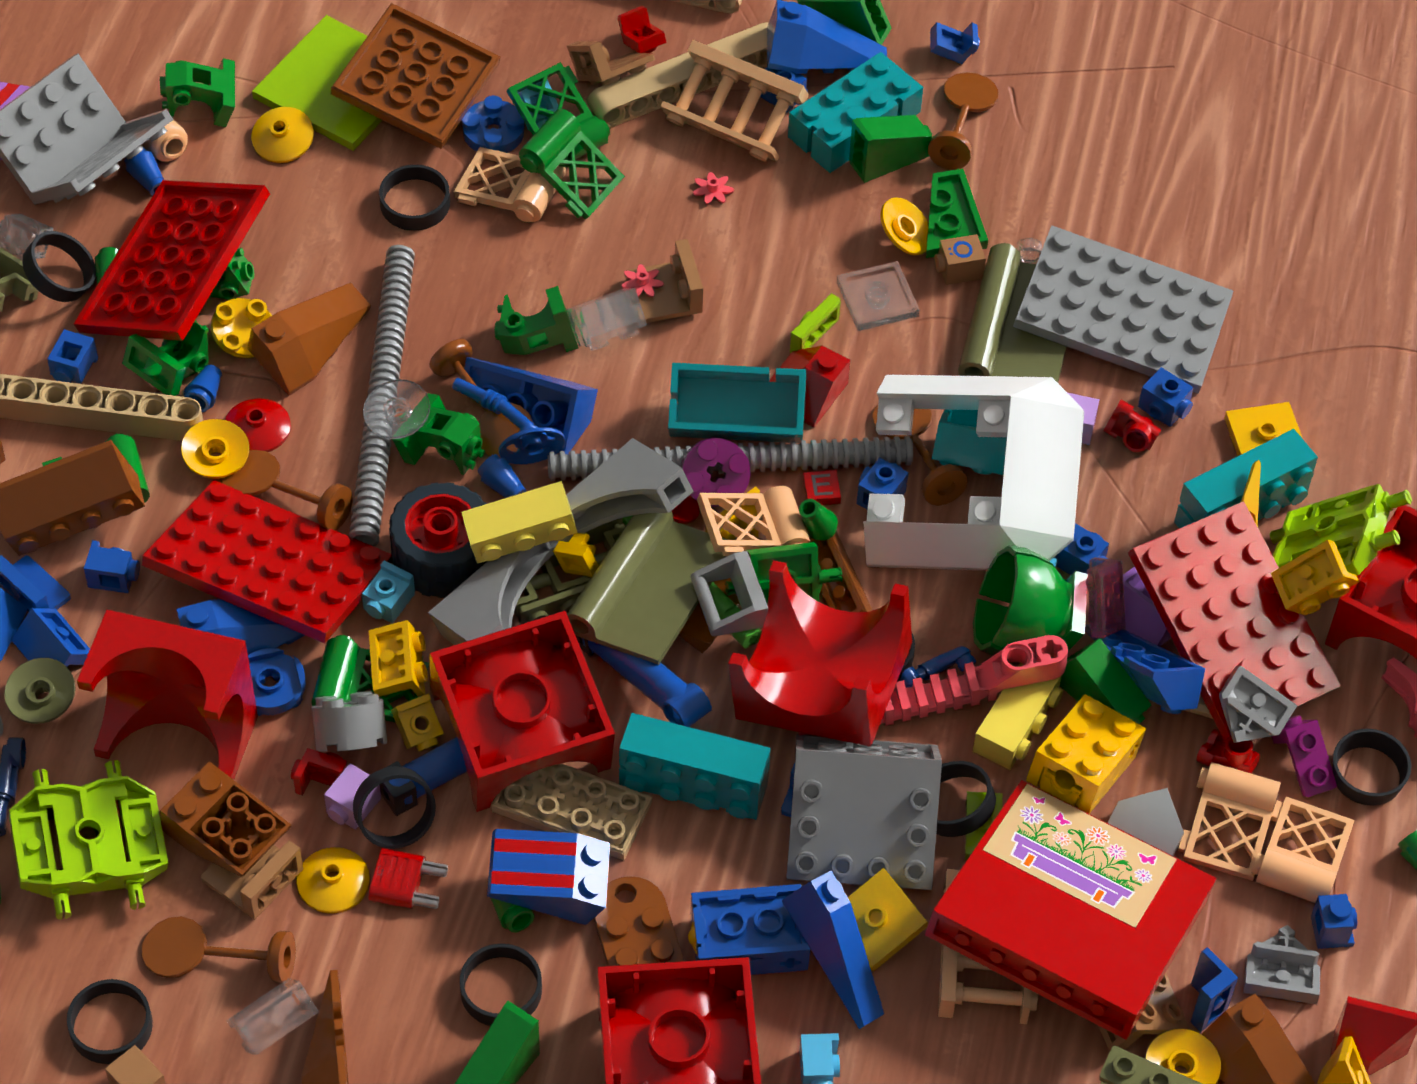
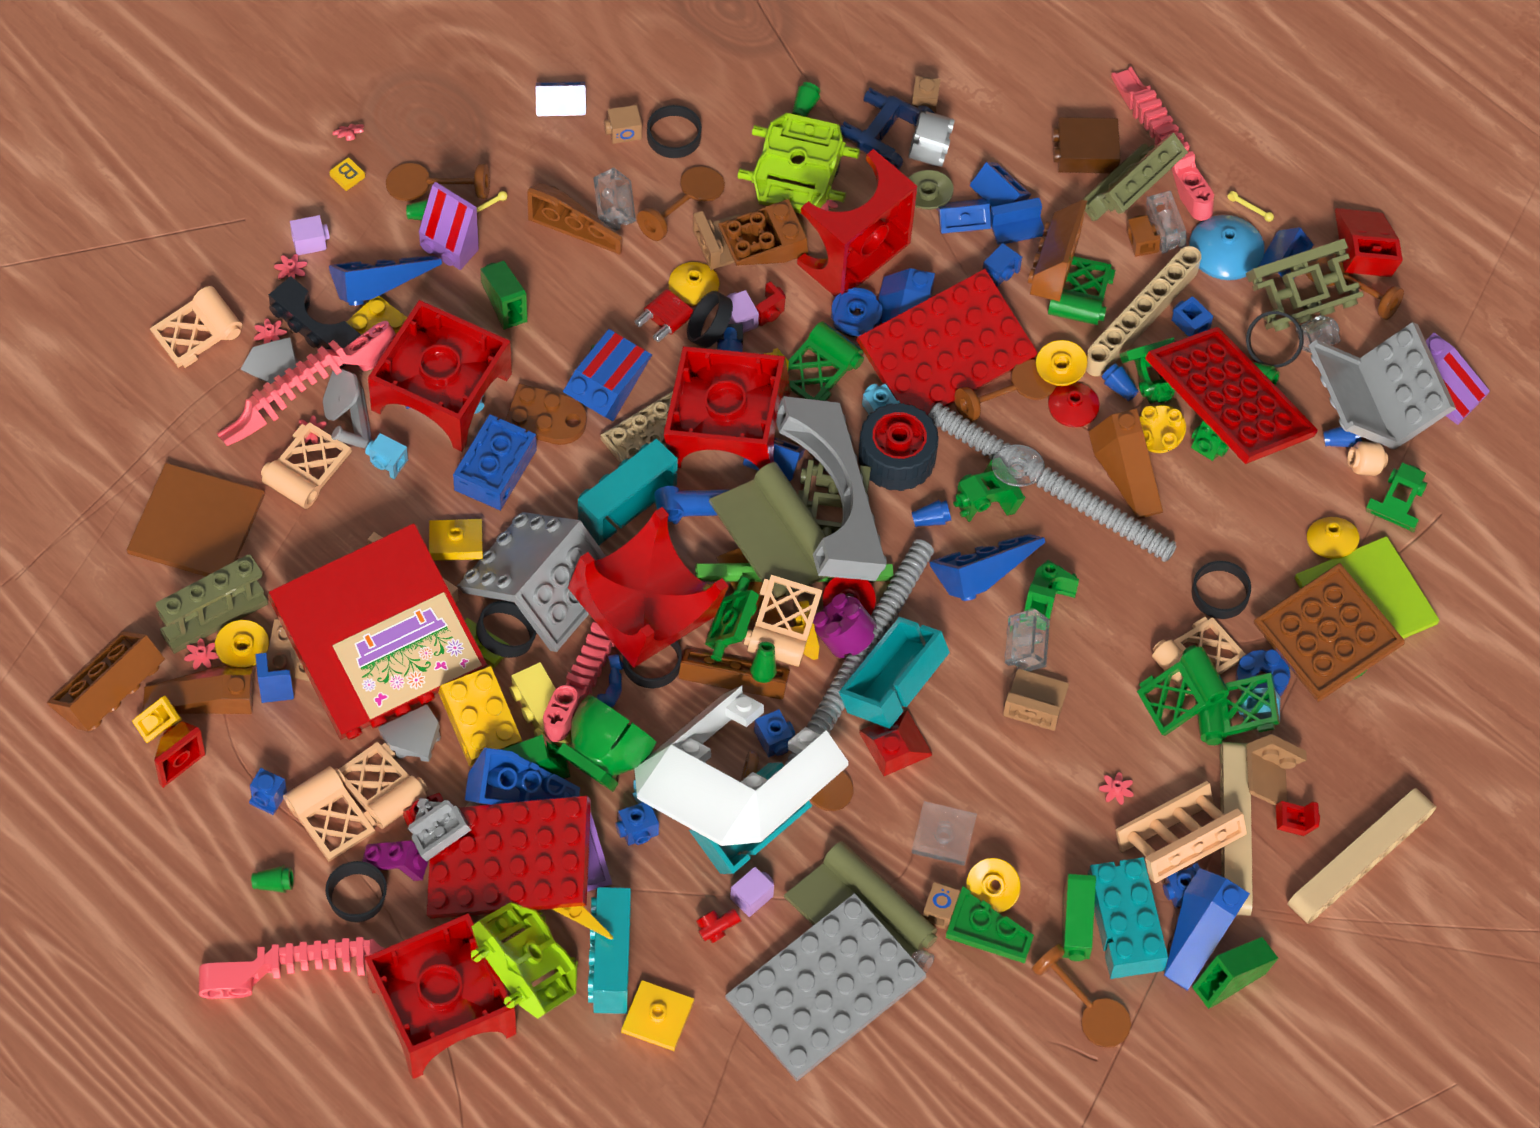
camera: 120 degrees right, 5 degrees up
(349, 723) = (786, 323): light grey brick -> none
(397, 659) = (819, 378): yellow bracket -> none
(493, 426) = (978, 536): dark orange piece -> none
(496, 951) = (558, 305): black tyre -> none
(519, 522) = (857, 462): light yellow brick -> none
(528, 439) = (945, 534): blue dish -> none
(577, 555) = (828, 508): yellow tile -> none
(642, 281) = (1049, 685): coral plant -> none
(748, 590) = (731, 575): light grey tile -> none
(815, 323) = (941, 773): lime plate -> none
(822, 487) = (802, 703): red tile -> none
(833, 935) = (454, 498): blue wedge -> none
(954, 43) = (1160, 1033): blue bracket -> none
(1105, 597) = (578, 782): clear pink bracket -> none
(1166, 397) = (729, 963): blue brick -> none
(1283, 969) = (261, 747): light grey slope -> none
(1313, 579) = (490, 901): yellow bracket -> none

